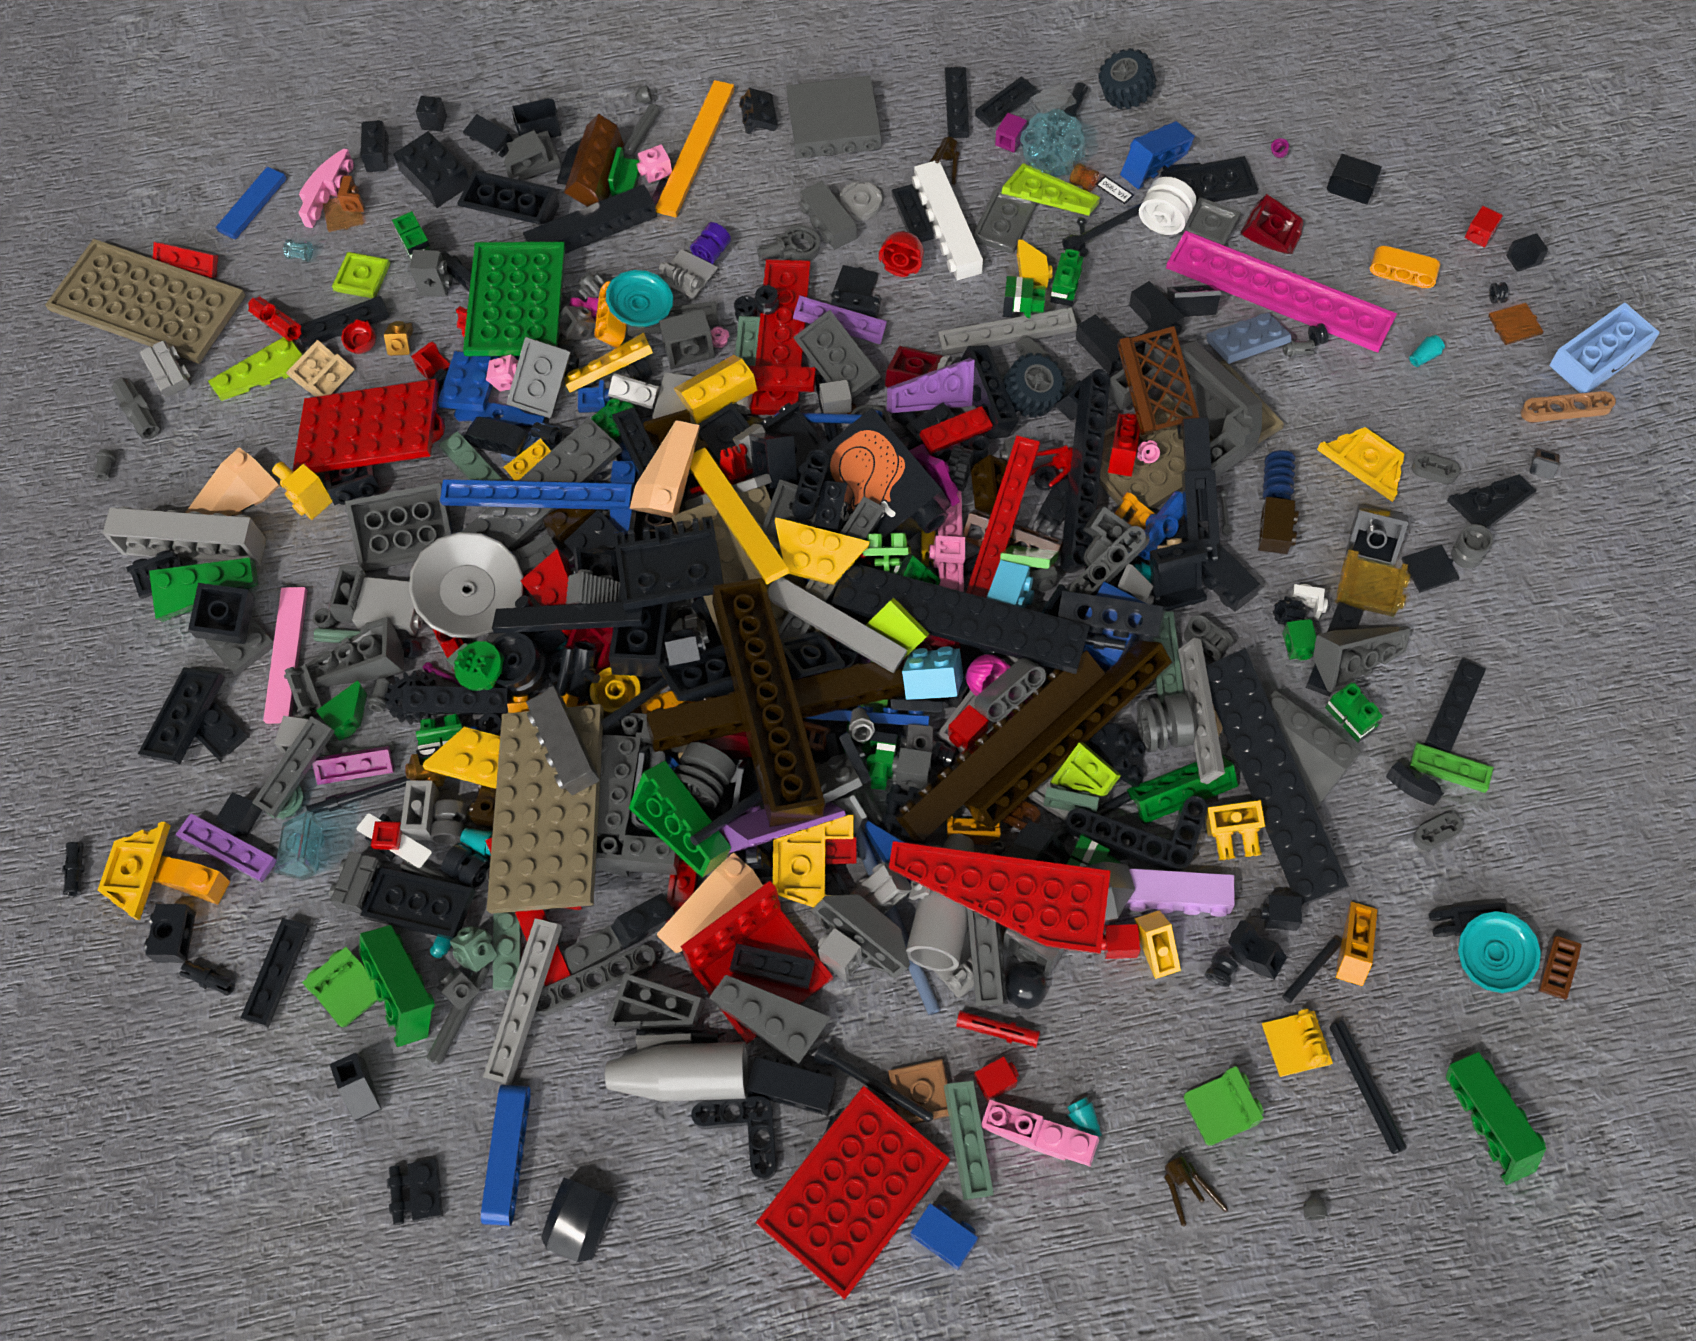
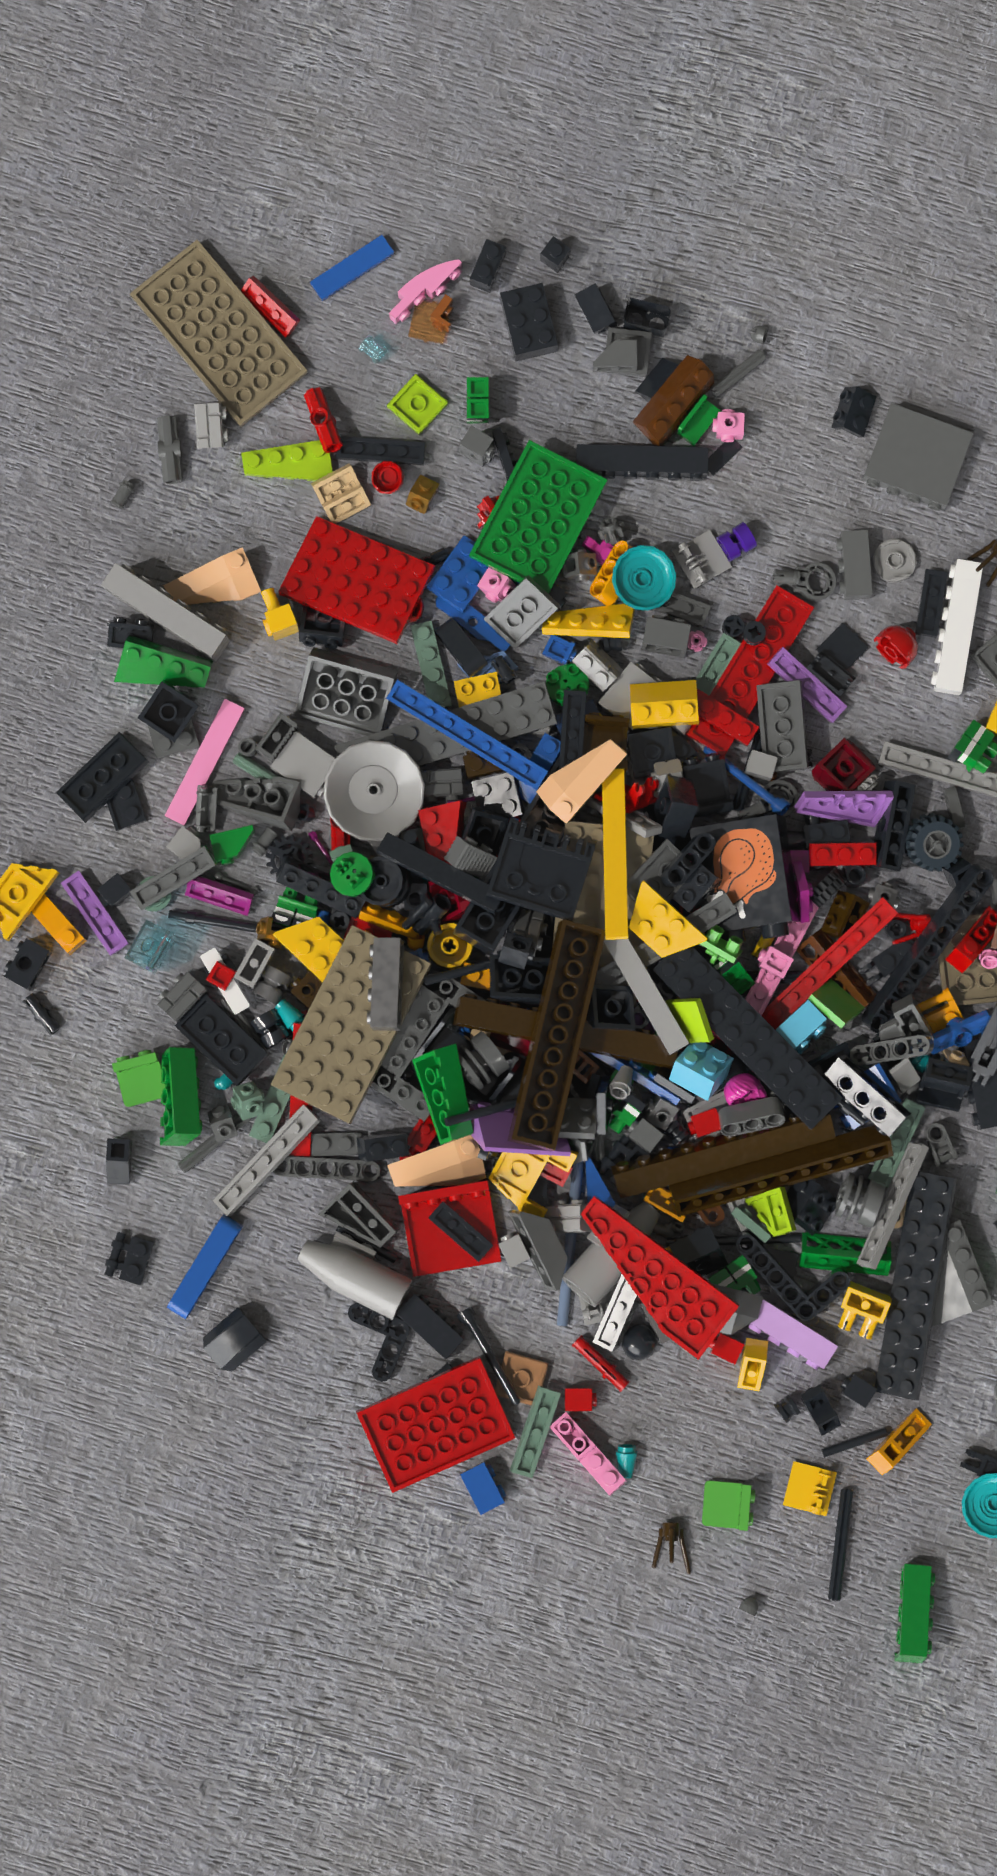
camera: 25 degrees right, 20 degrees up
(275, 972) = (93, 1037): black plate -> none
(429, 360) = (439, 536): red panel -> none
(510, 198) = (580, 401): black slope -> none
(694, 149) = (777, 420): light orange tile -> none
(775, 1020) = (442, 1274): dark grey wedge -> none

